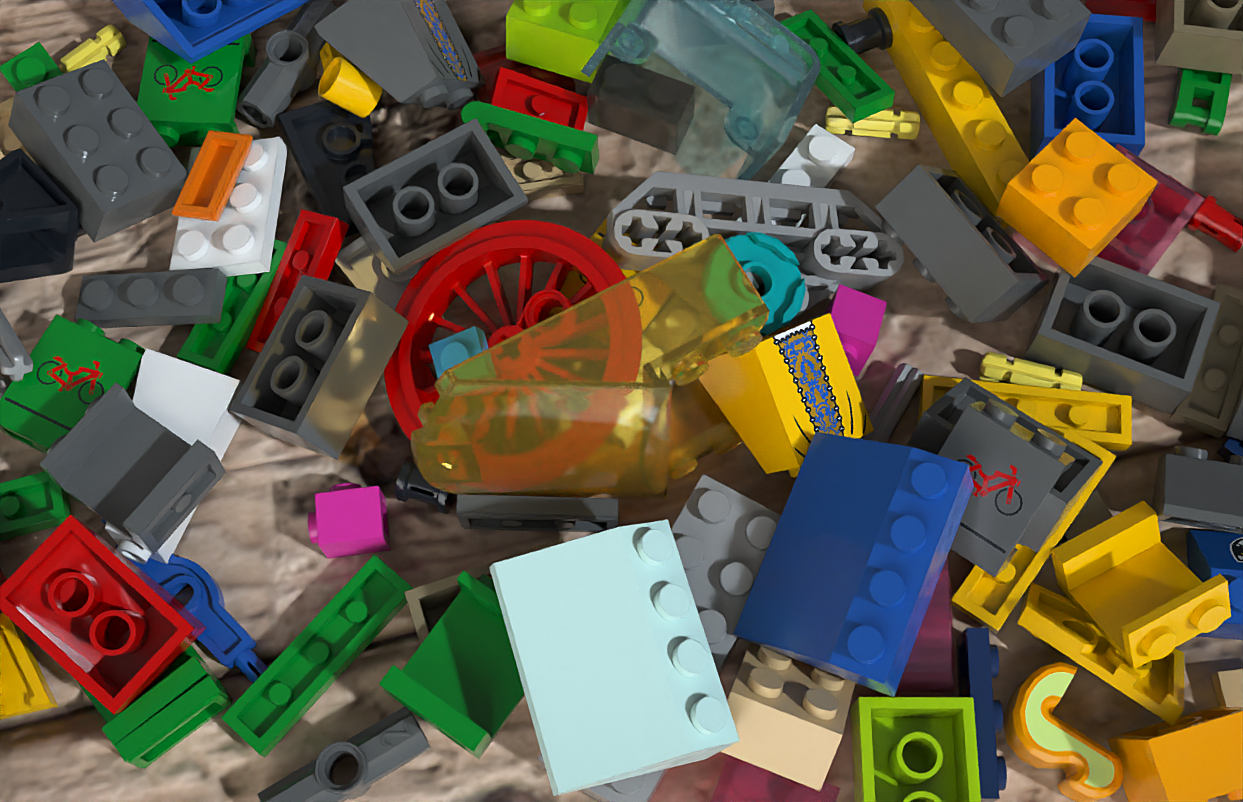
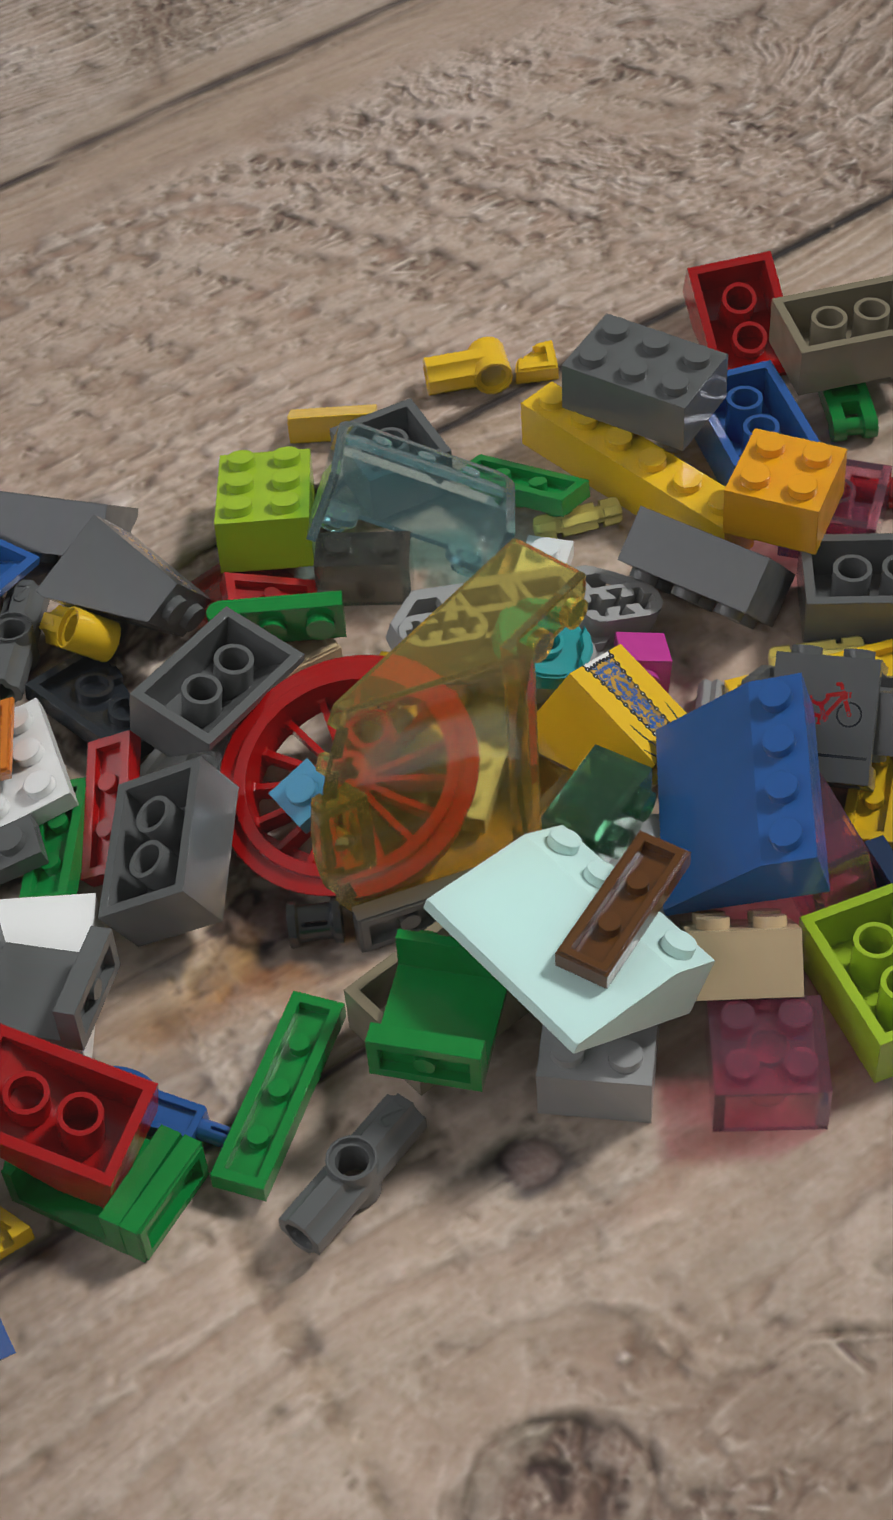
camera: 20 degrees left, 20 degrees down
(350, 521) = (256, 975): dark pink brick -> none
(668, 662) = (622, 909): none -> reddish brown tile
(719, 503) = (604, 801): none -> clear green brick
(866, 32) = (543, 452): black bush -> none

